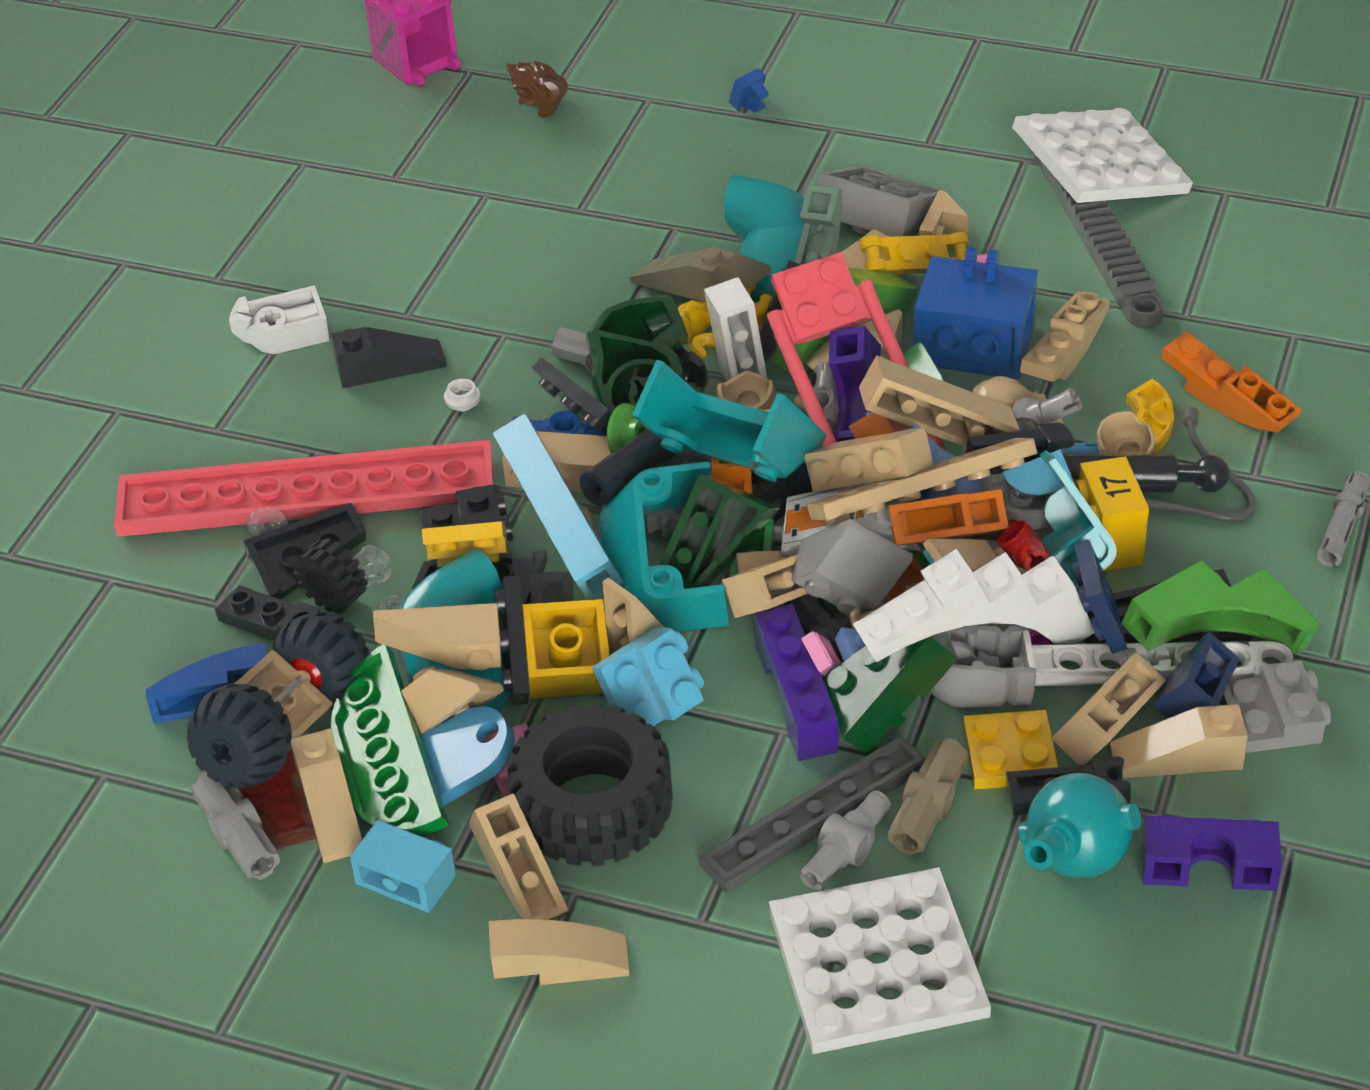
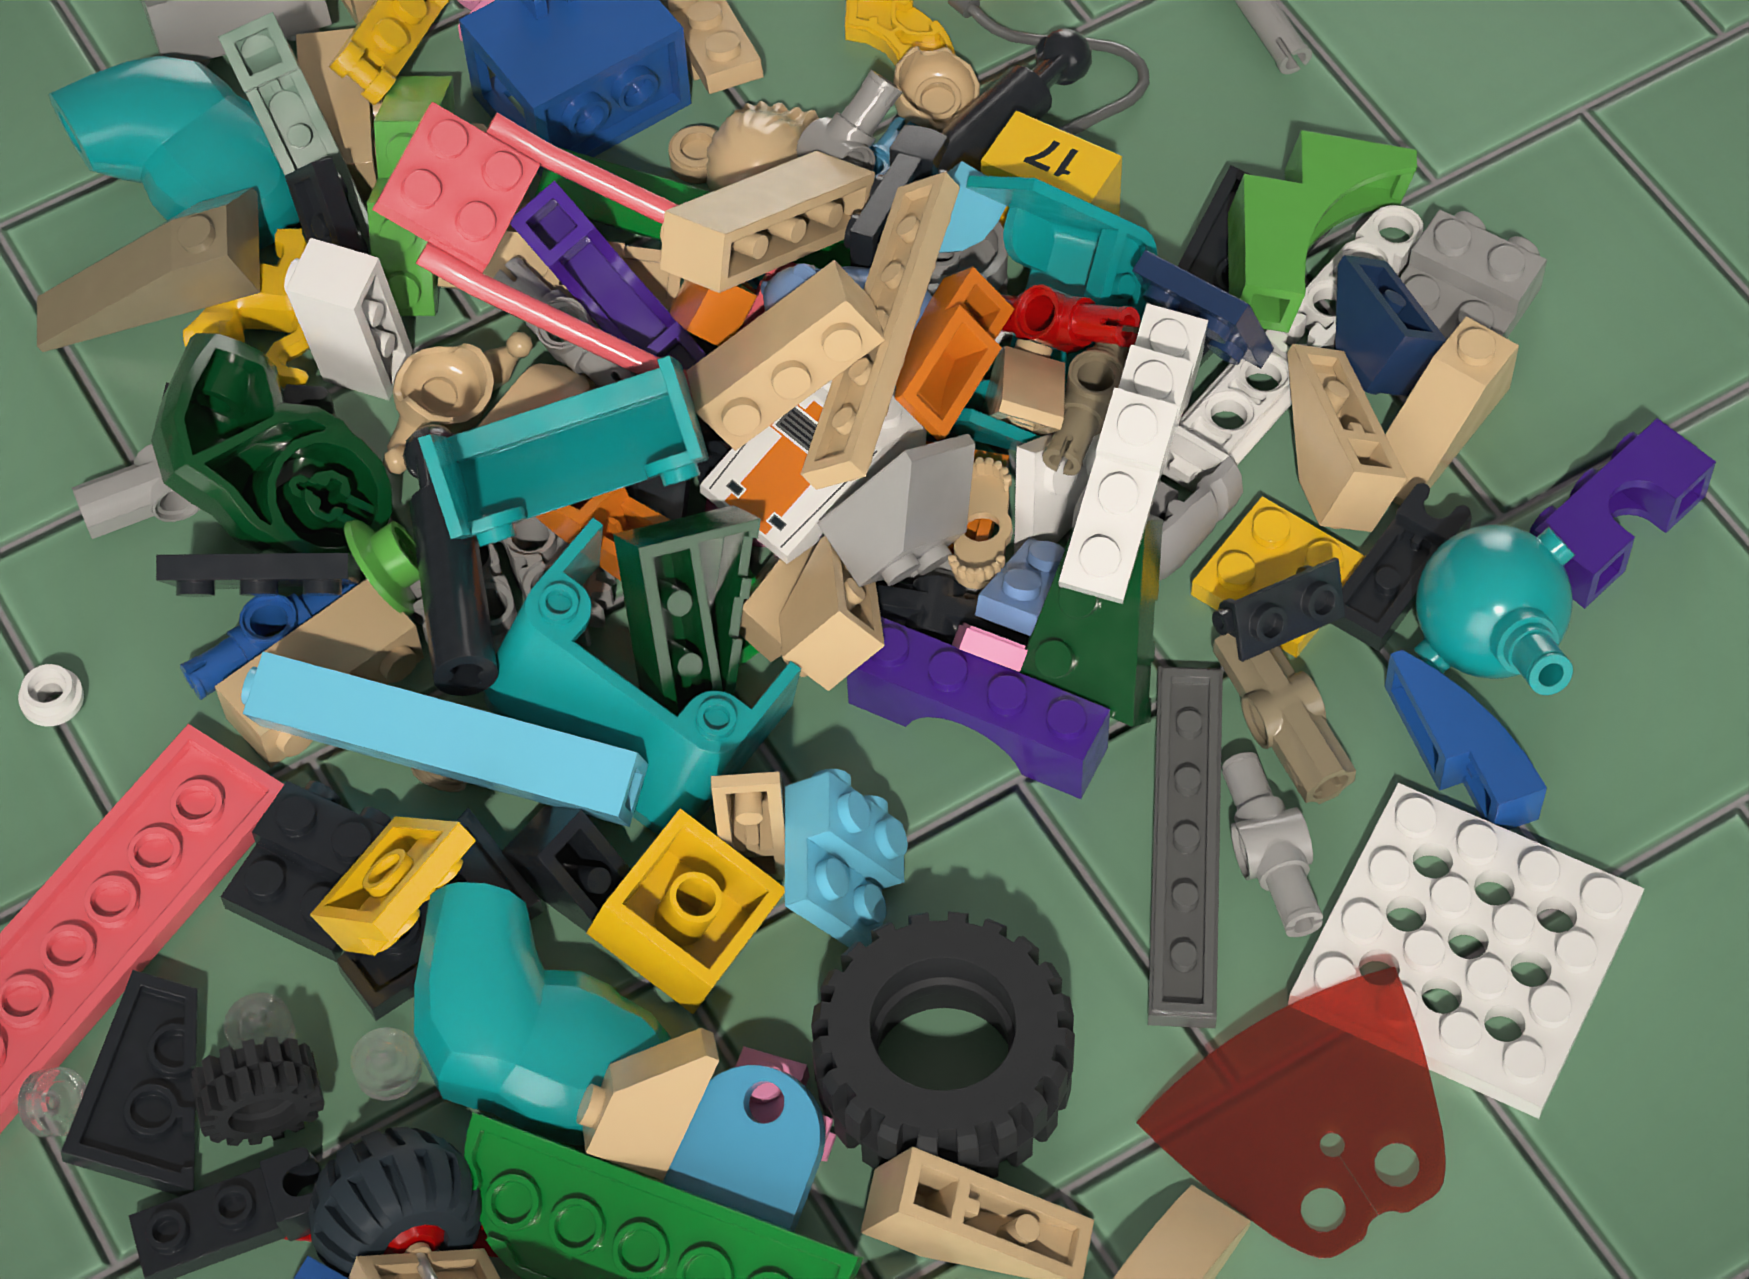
camera: 50 degrees left, 15 degrees up
(446, 634) = (574, 1027): tan slope -> none
(512, 640) = (603, 944): black wing -> none
(737, 938) = (1265, 1099): none -> clear red piece
(973, 746) = (1283, 609): none -> black hinge
(987, 880) = (1464, 743): none -> blue slope

